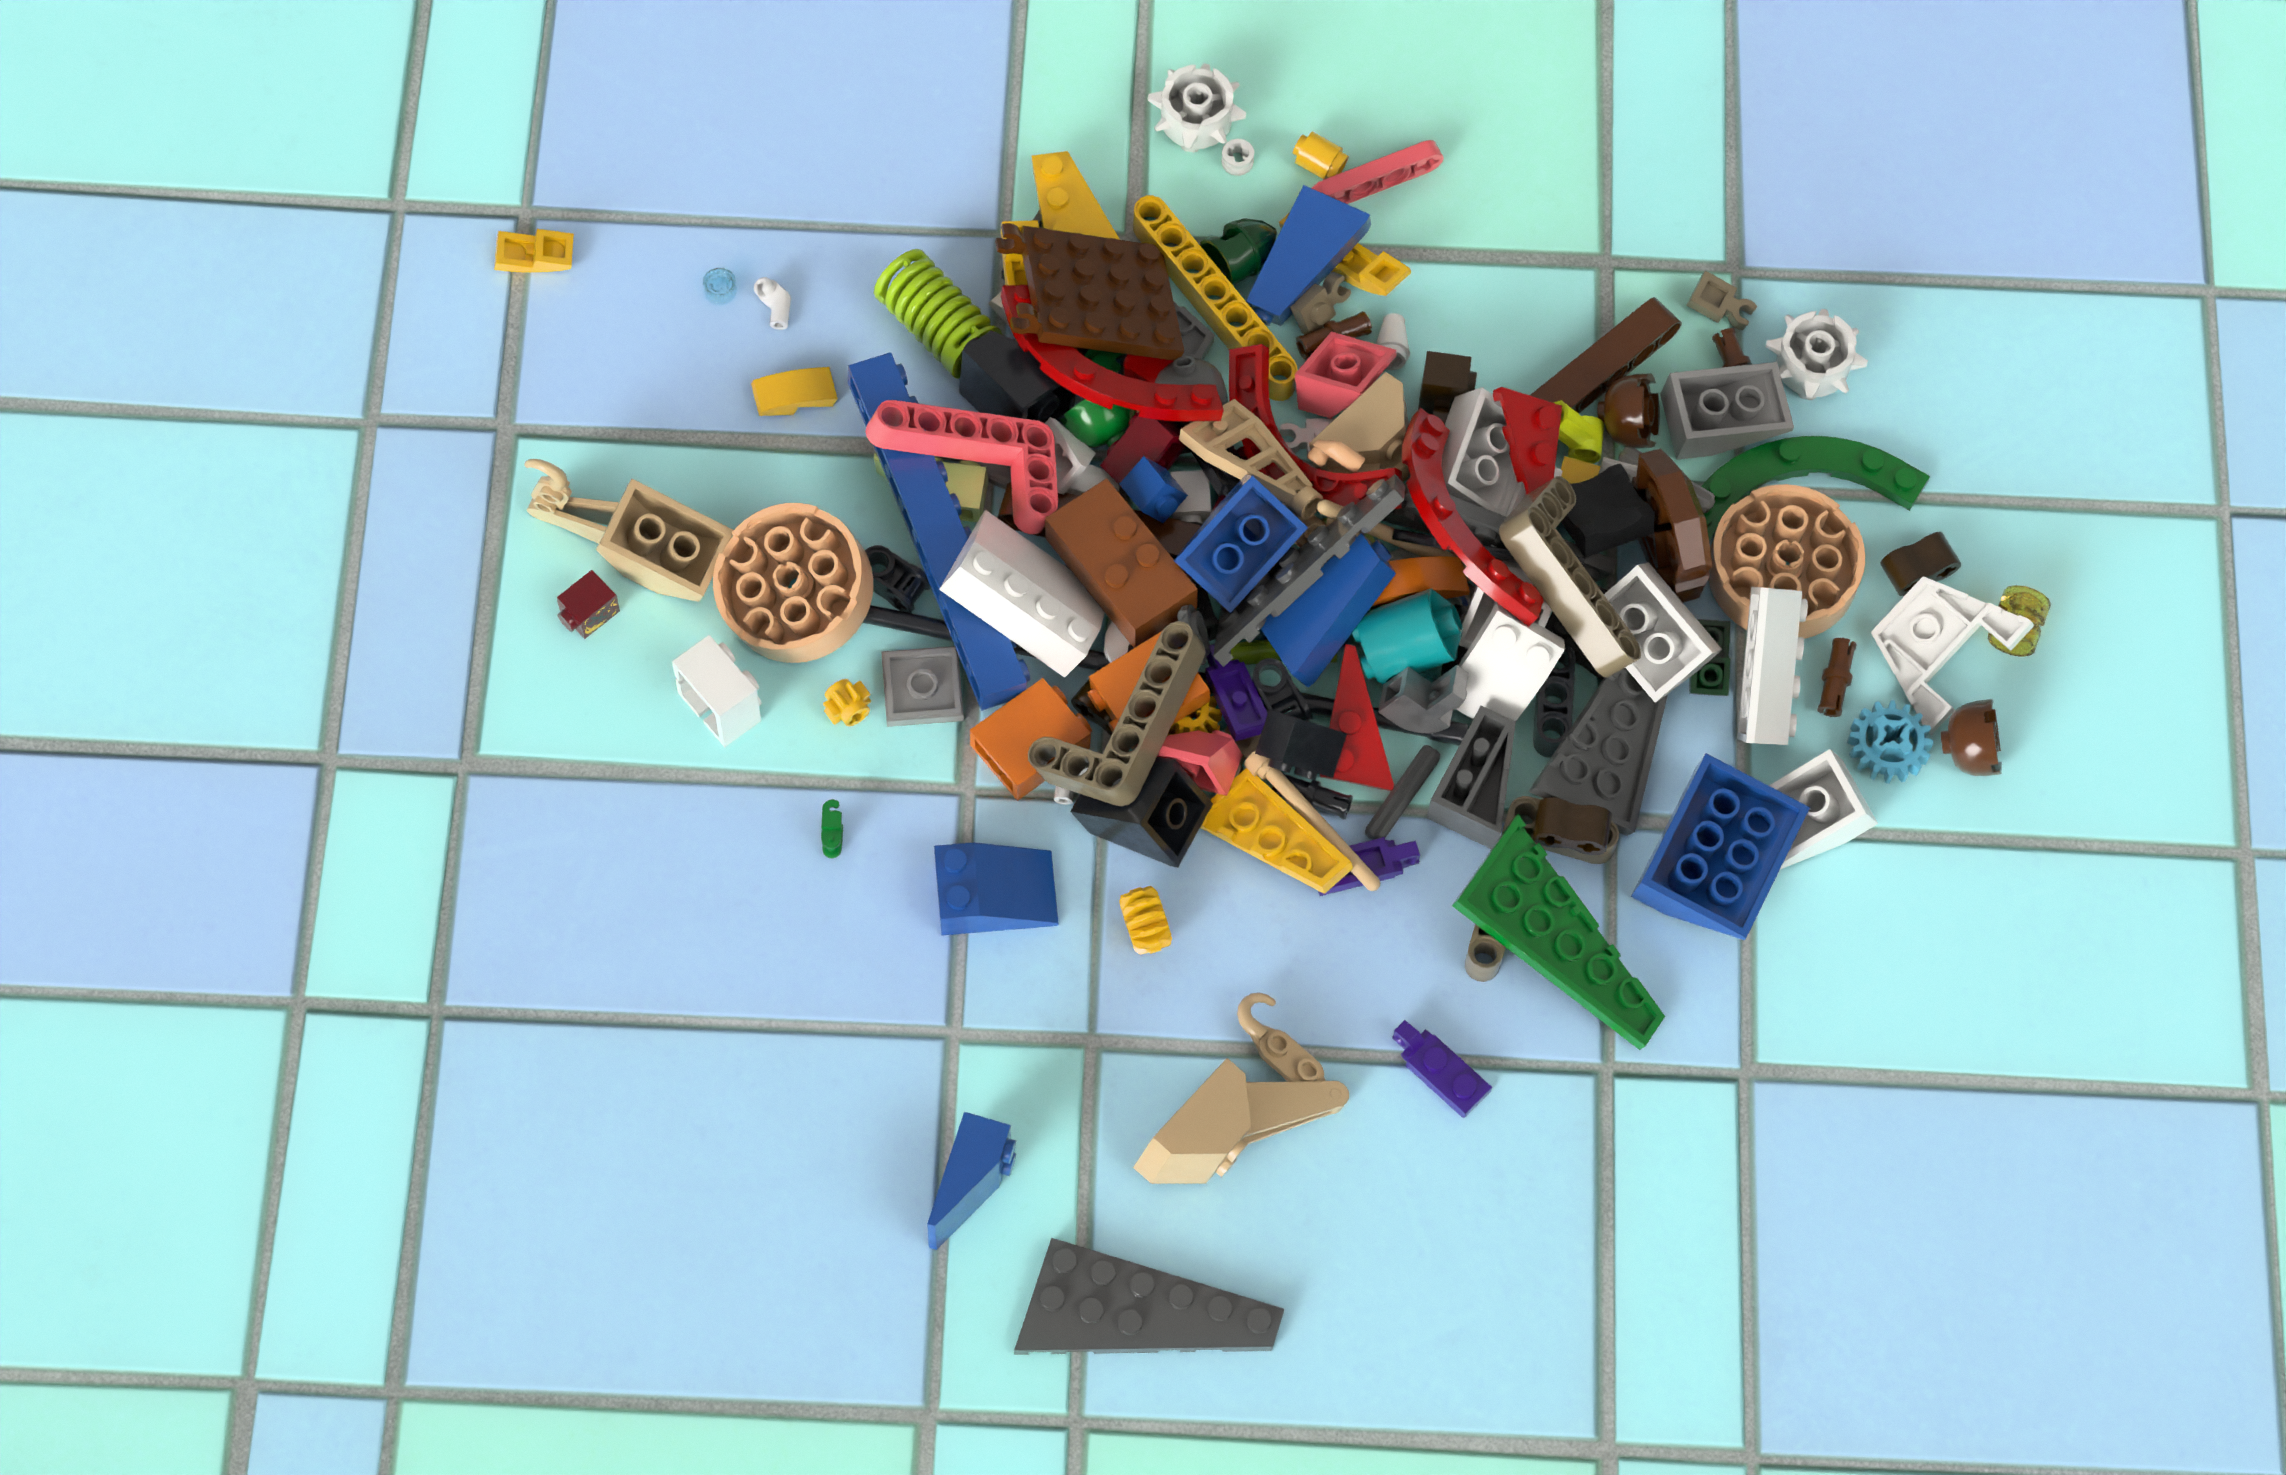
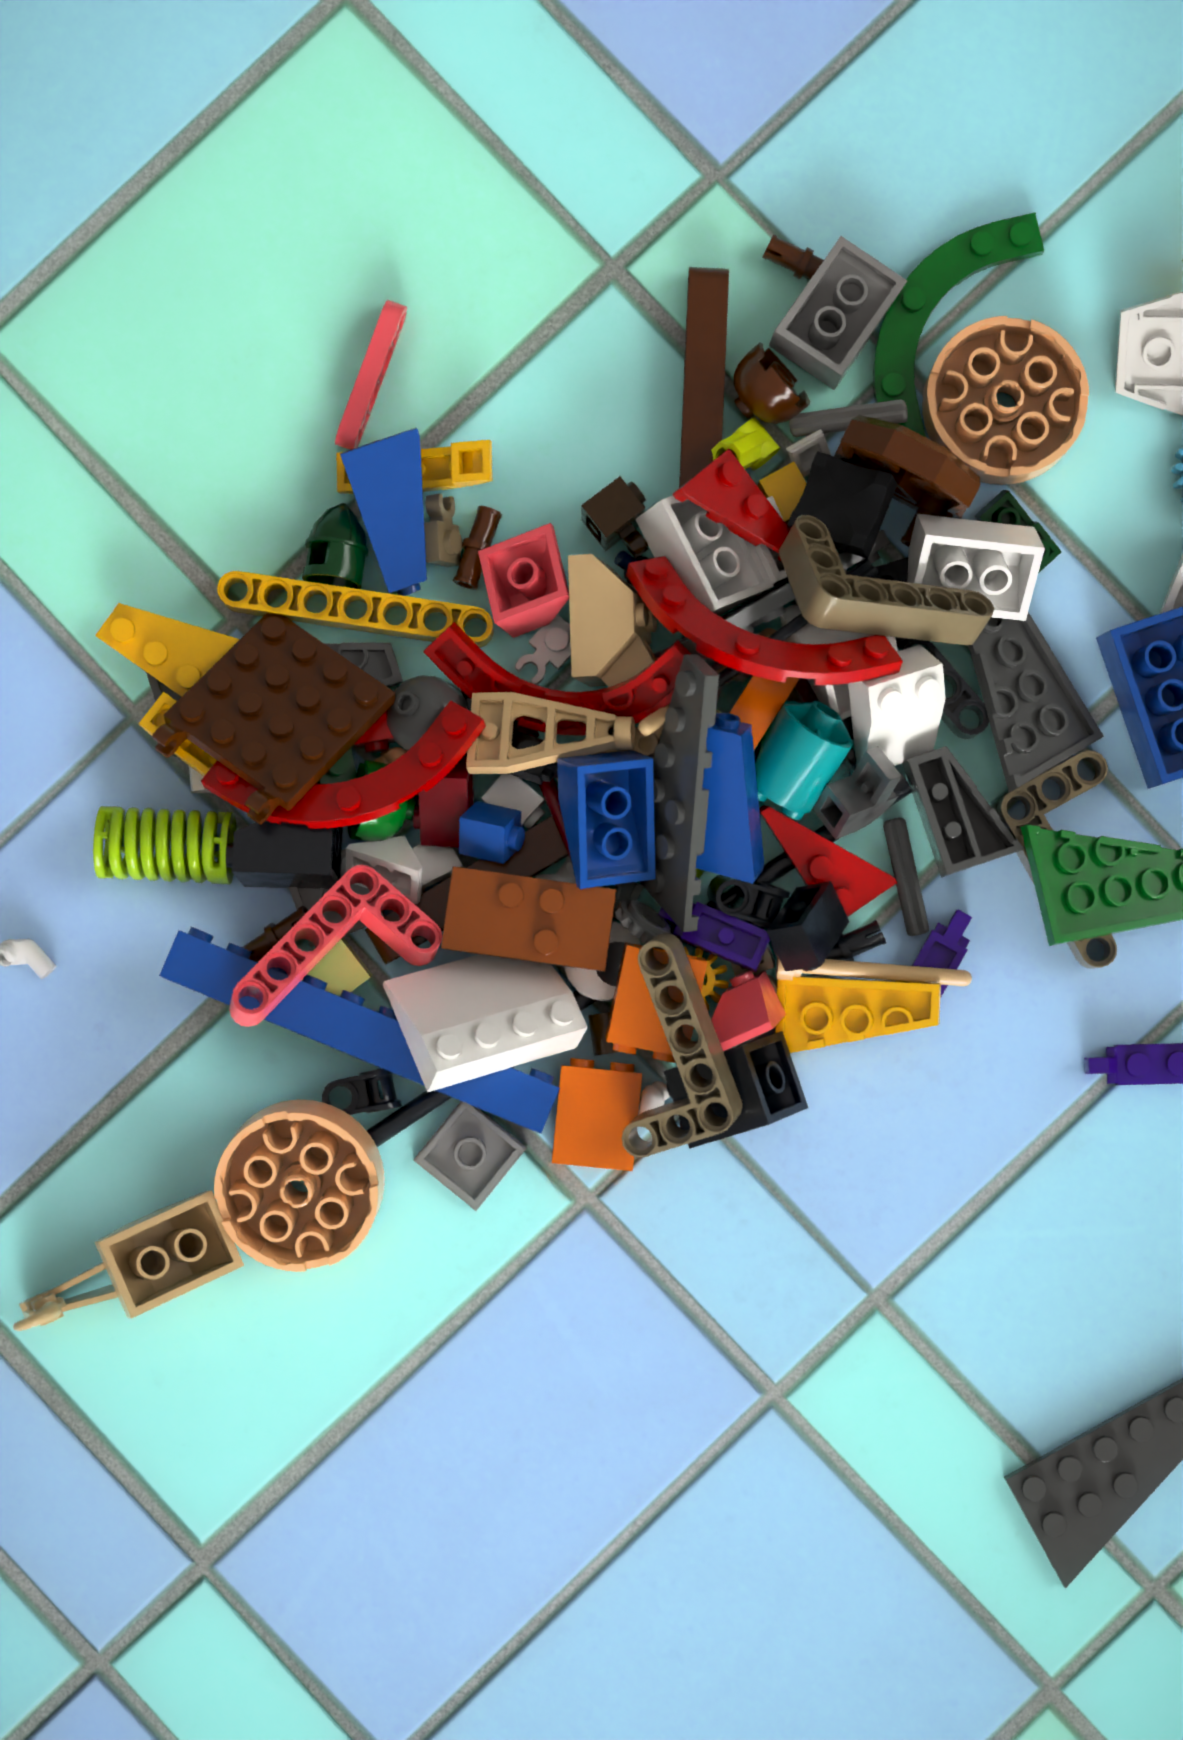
camera: 45 degrees left, 20 degrees up
(587, 605) = (157, 1353): dark red brick -> none
(712, 681) = (333, 1325): white piece -> none
(792, 389) = (121, 1016): yellow slope -> none
(831, 829) = (529, 1339): green piece -> none
(847, 702) = (434, 1229): yellow gear -> none
(972, 1174) = (910, 1495): blue slope -> none
(994, 888) = (693, 1260): blue slope -> none
(1145, 920) = (831, 1176): yellow gear -> none
(1196, 107) = (164, 438): white brick -> none
(1228, 160) = (247, 453): white bush -> none
(1232, 1113) = (1041, 1273): tan slope -> none
(1319, 156) = (311, 401): yellow brick -> none
(1335, 450) = (604, 668): light nougat arm -> none
(1394, 336) = (526, 506): white cone -> none
(1572, 826) = (1070, 789): dark brown axle -> none
(1715, 299) = (733, 221): dark tan plate -> none
(1770, 666) = (1086, 508): white slope -> none
(1816, 354) = (880, 190): white brick -> none
(1837, 677) = (1126, 455): reddish brown pin -> none
(1927, 558) = (1098, 296): dark brown axle -> none

